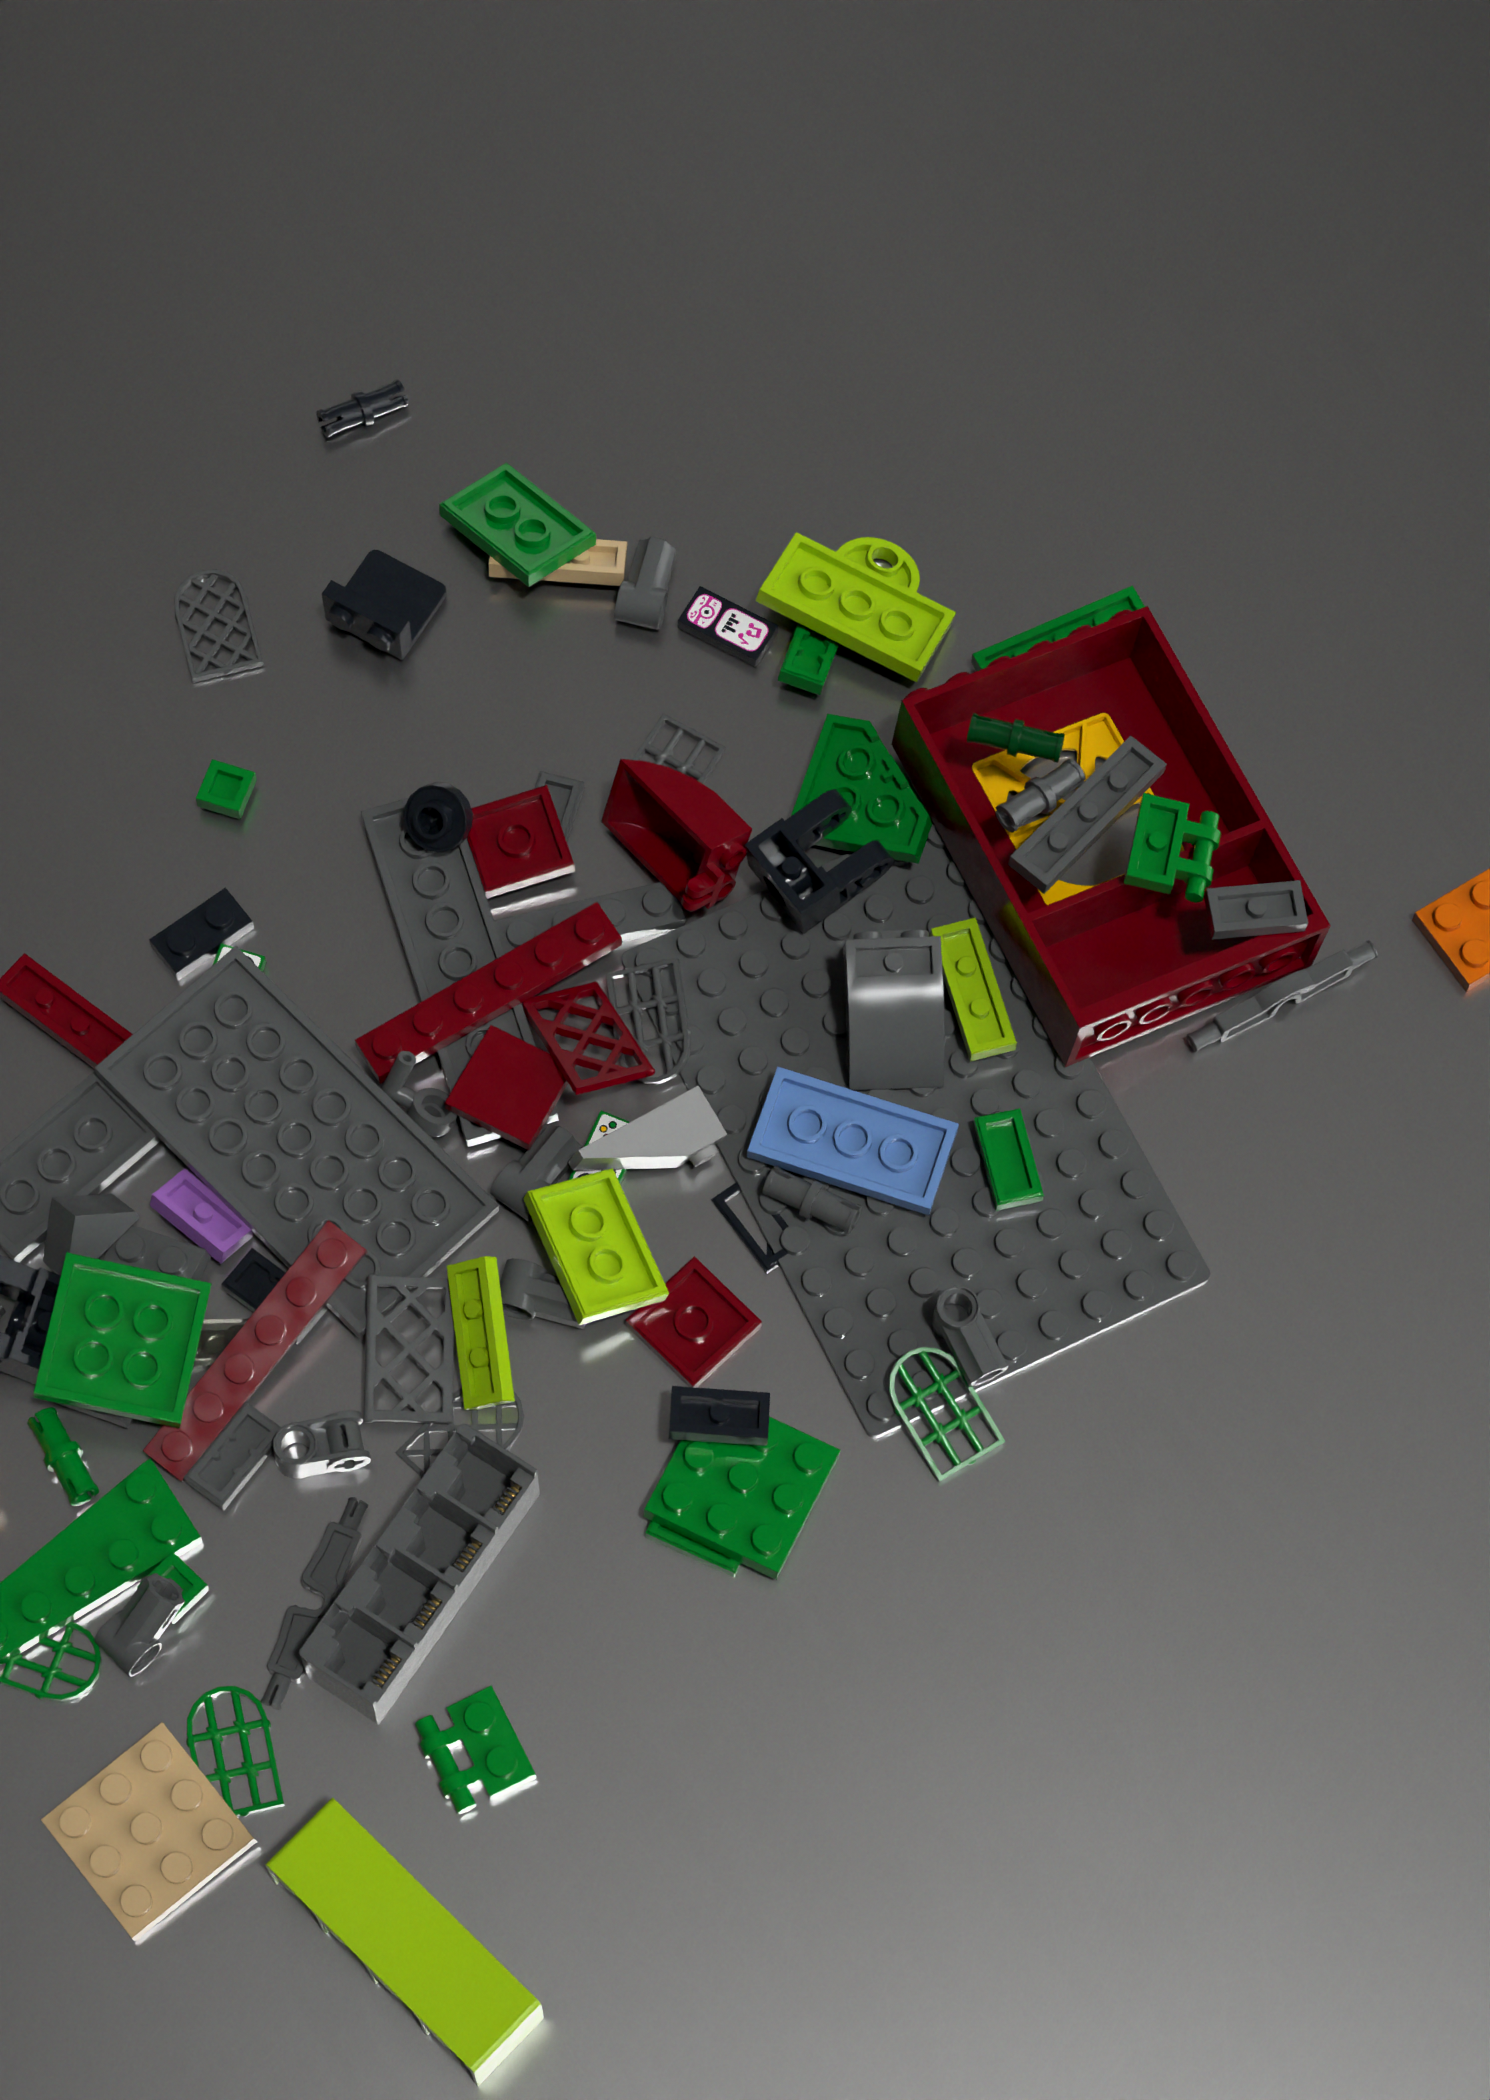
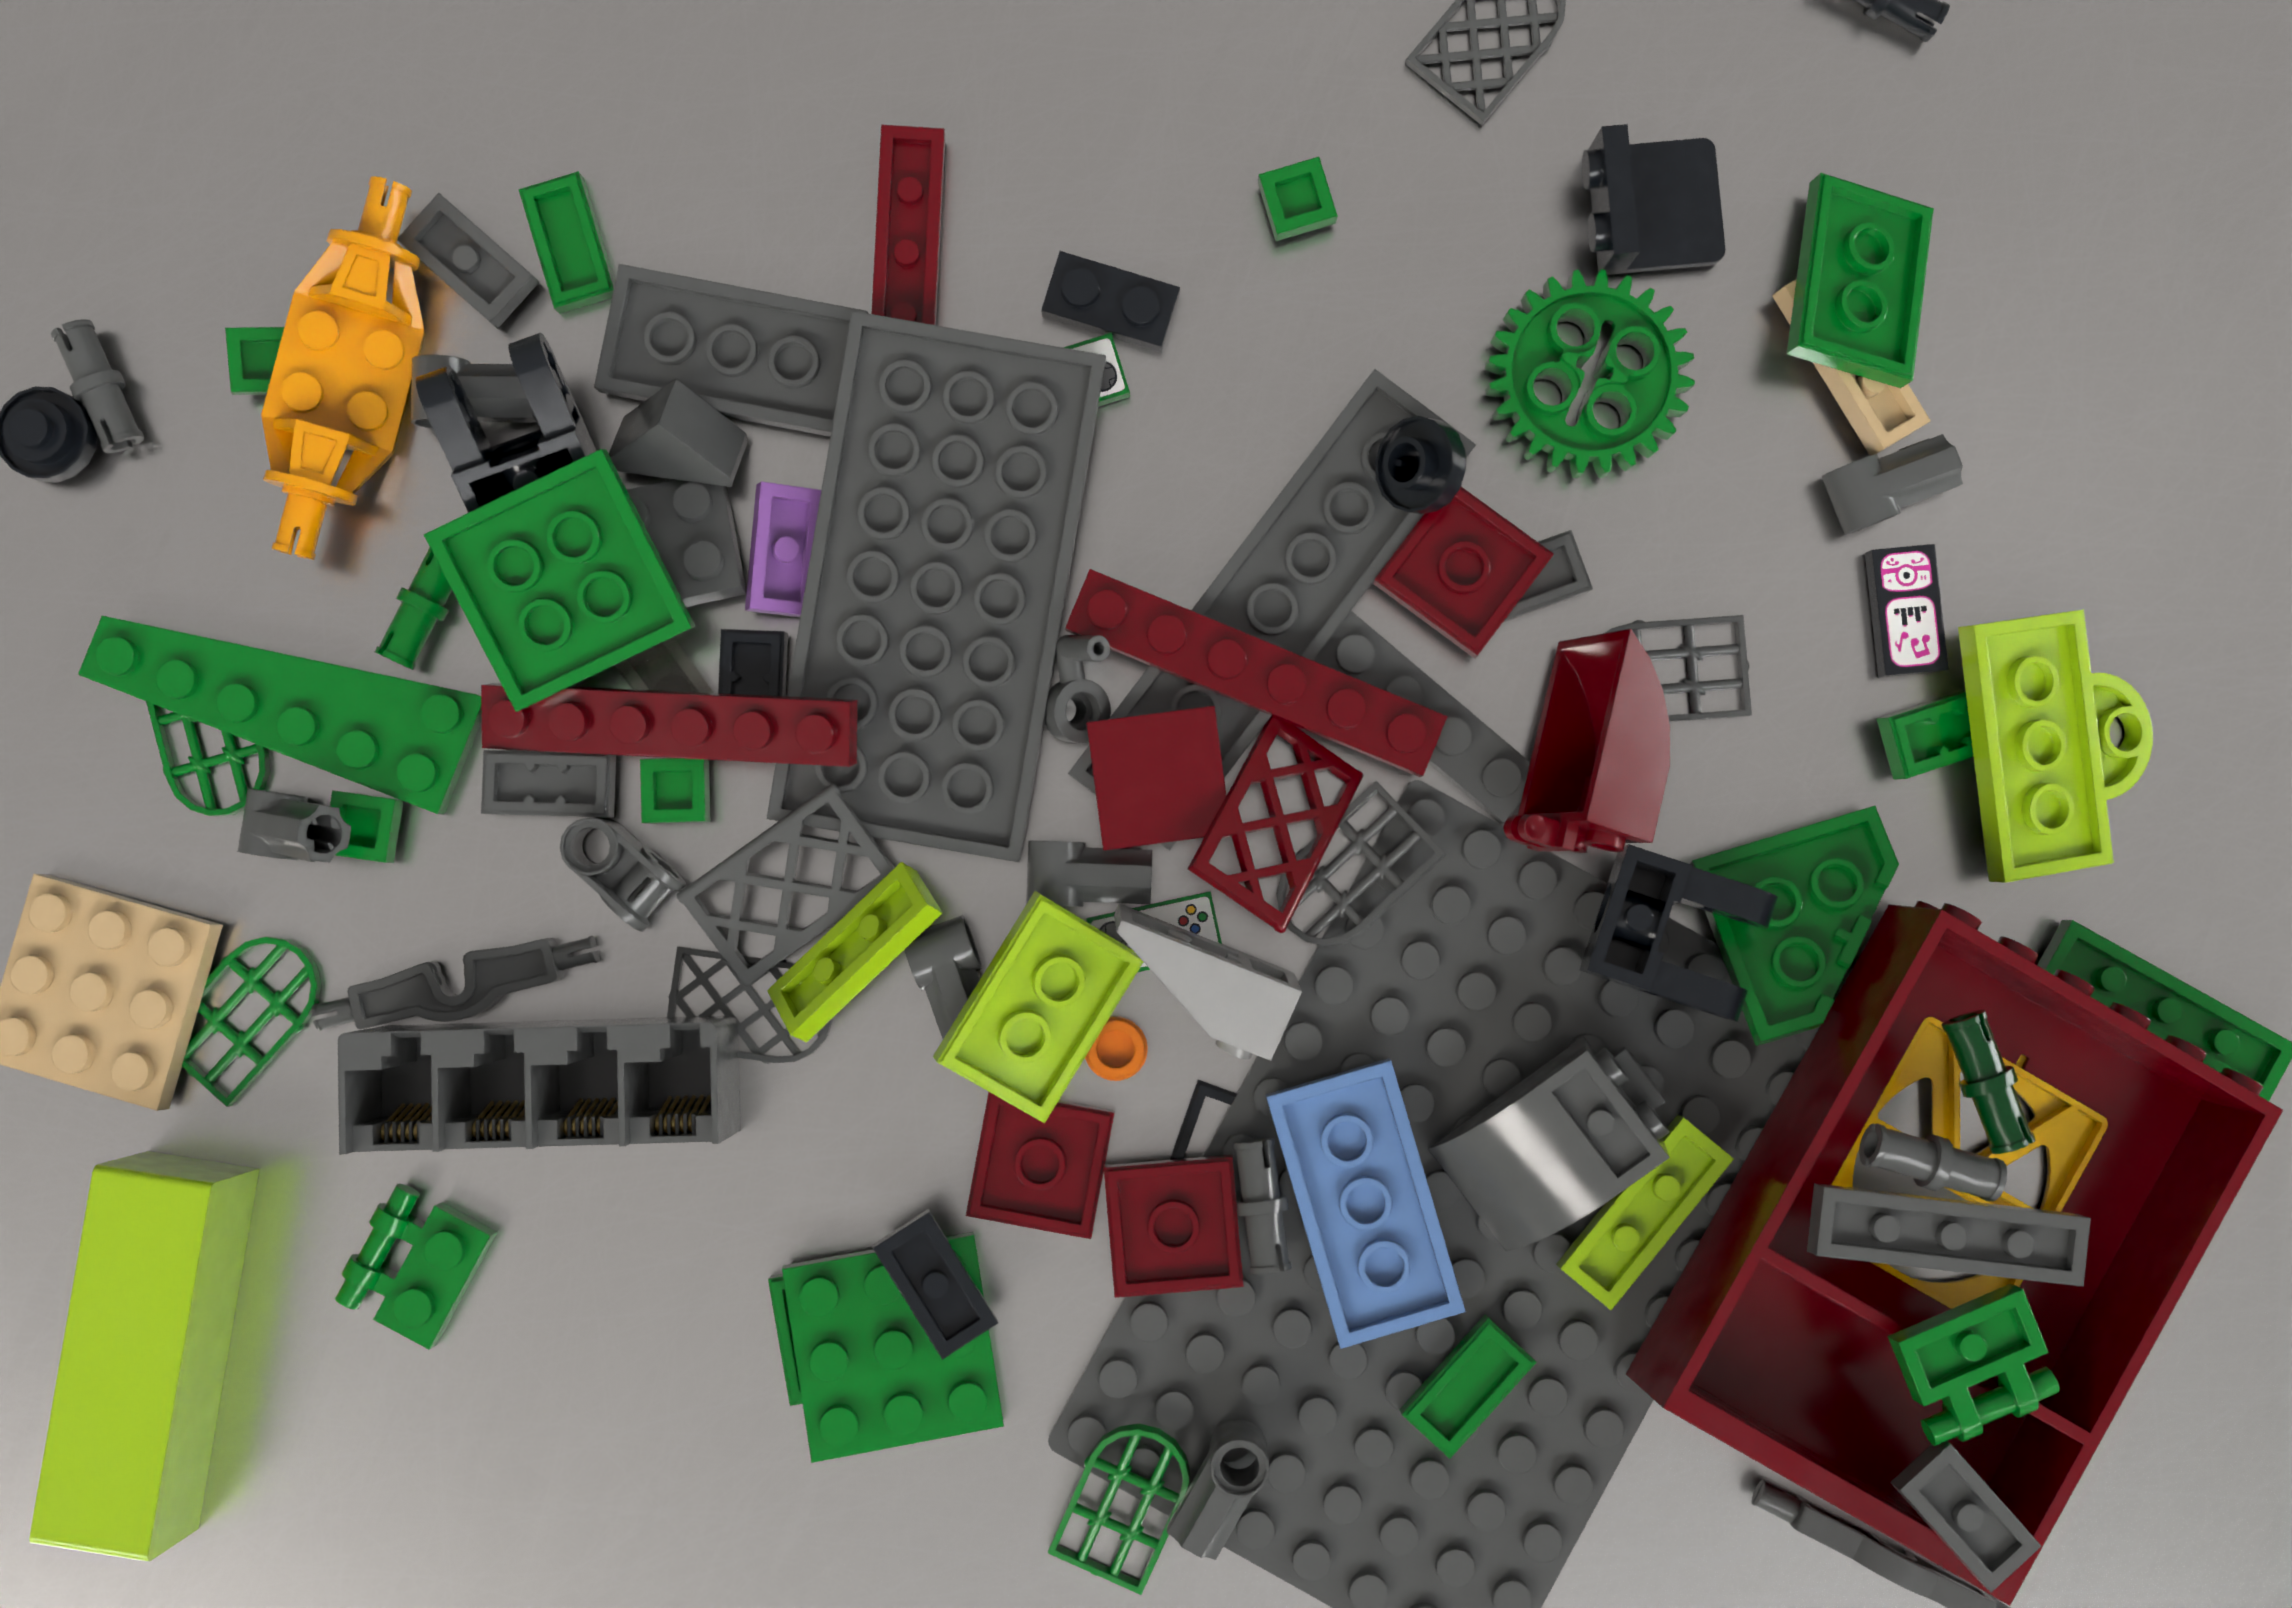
camera: 60 degrees right, 20 degrees up
(298, 1381) = (674, 790): none -> green plate
(492, 681) = (1639, 395): none -> green gear
(659, 1230) = (1118, 1050): none -> orange tile
(788, 1263) = (1173, 1226): none -> dark red tile

